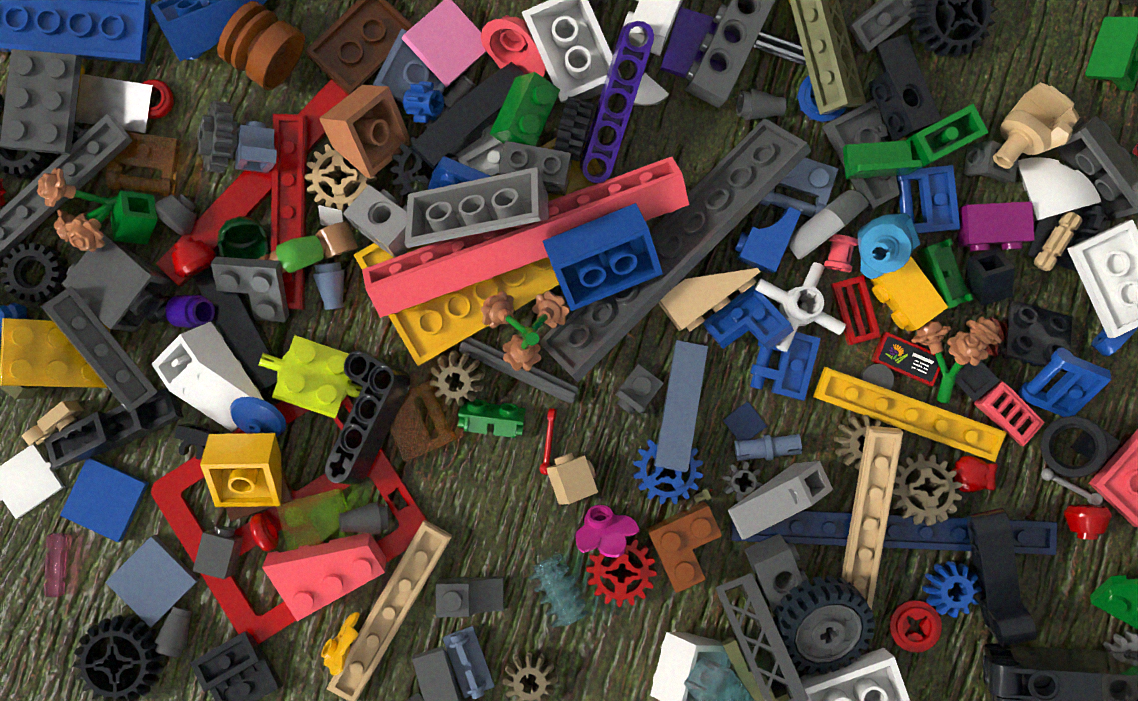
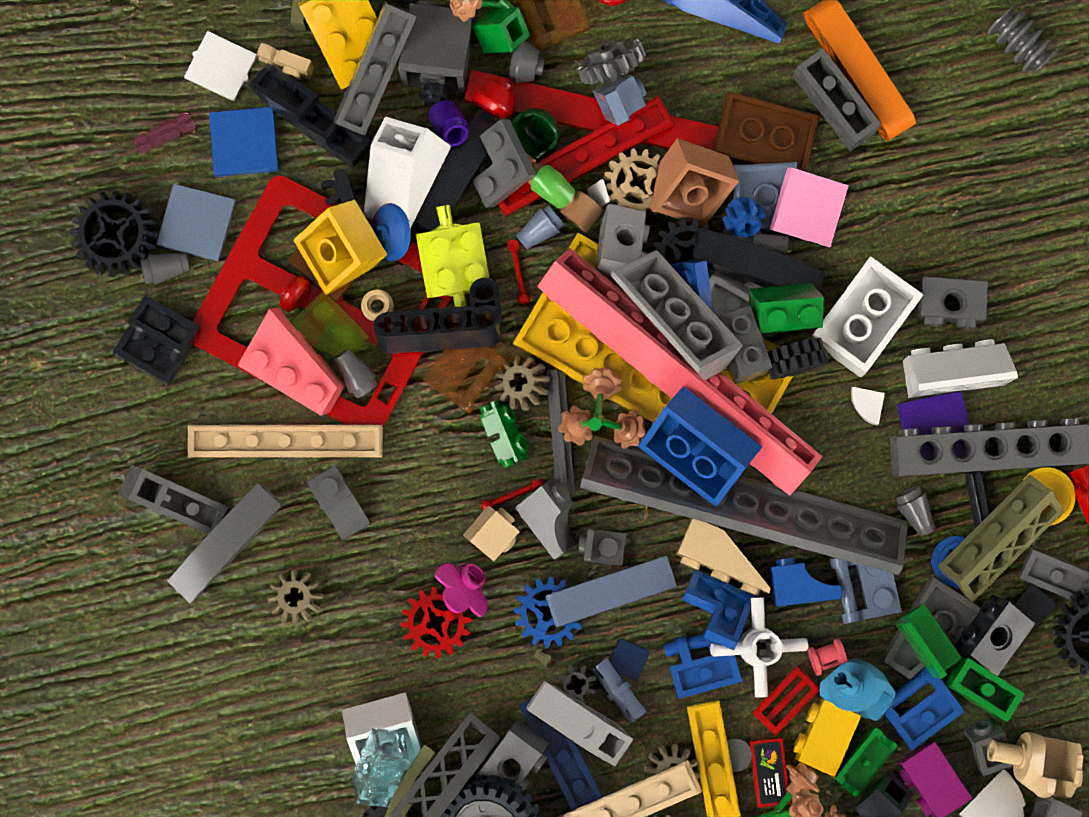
camera: 60 degrees right, 5 degrees down
(218, 552) = (256, 265): dark grey brick -> none
(261, 45) = (711, 53): dark orange wheel -> none
(307, 468) = (370, 298): none -> tan plate
(334, 317) = (513, 246): none -> red hinge
(337, 649) = (226, 415): yellow plate -> none
(468, 662) = (279, 535): sand blue hinge -> none
(511, 41) = (841, 262): coral piece -> none
(558, 591) = (386, 577): clear light blue piece -> none
(585, 423) = (547, 517): none -> arch
(628, 89) = (824, 387): dark purple beam -> none
(676, 539) = (487, 655): dark orange brick -> none
(827, 222) = (846, 627): light grey brick -> none

